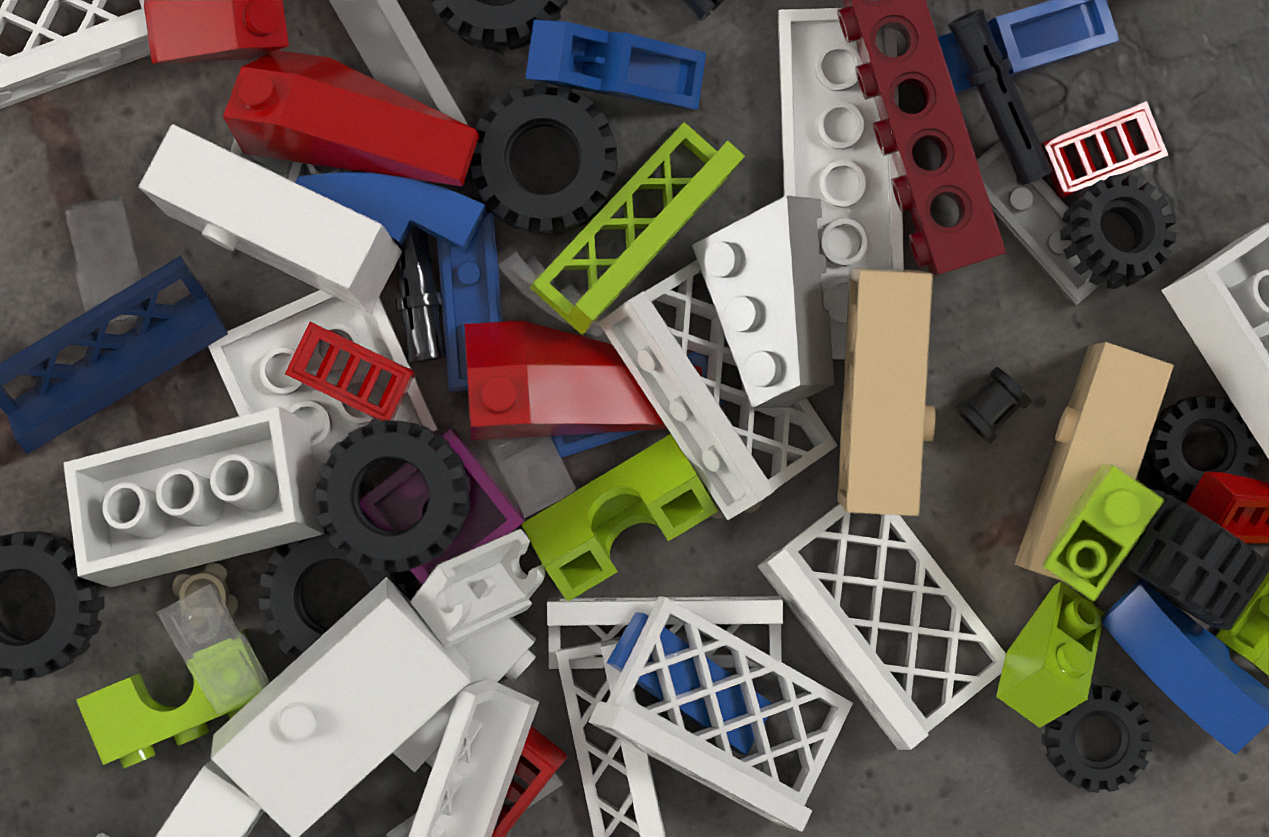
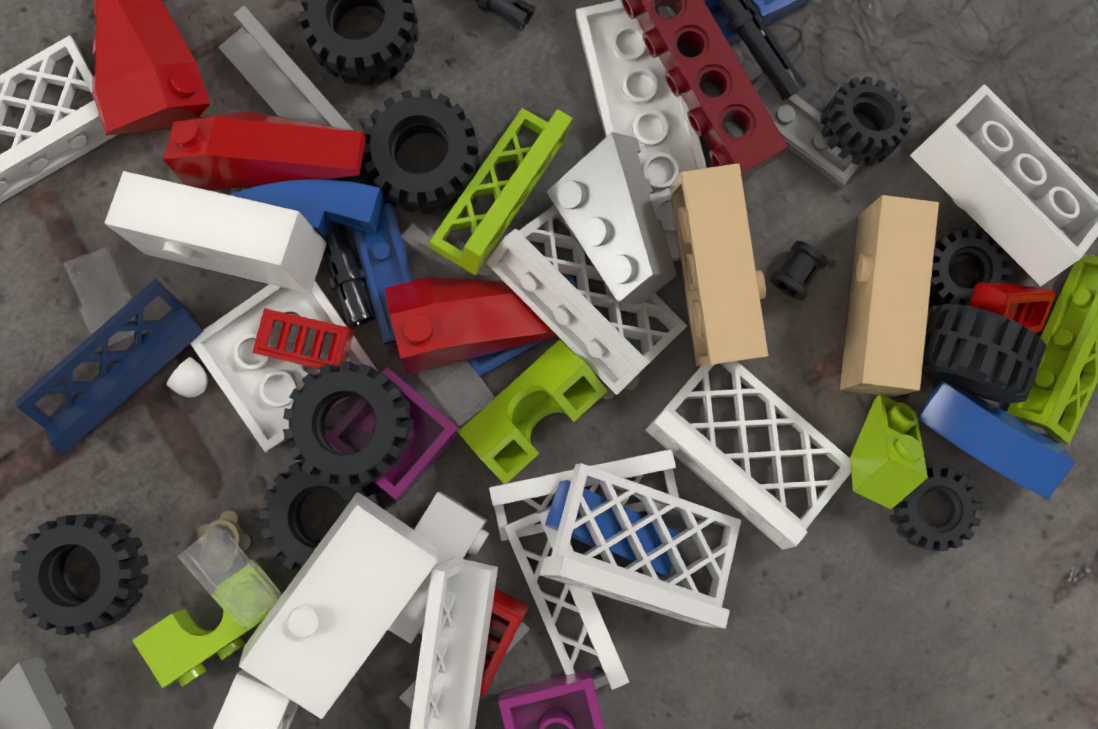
camera: 10 degrees left, 5 degrees down
(193, 497) = (194, 461): white brick -> none
(197, 389) = (188, 379): none -> white hinge
(478, 589) = (431, 487): white hinge -> none
(615, 64) = (459, 69): blue slope -> none
(1062, 174) = (814, 92): slope -> none
(1101, 530) = (918, 334): lime slope -> none

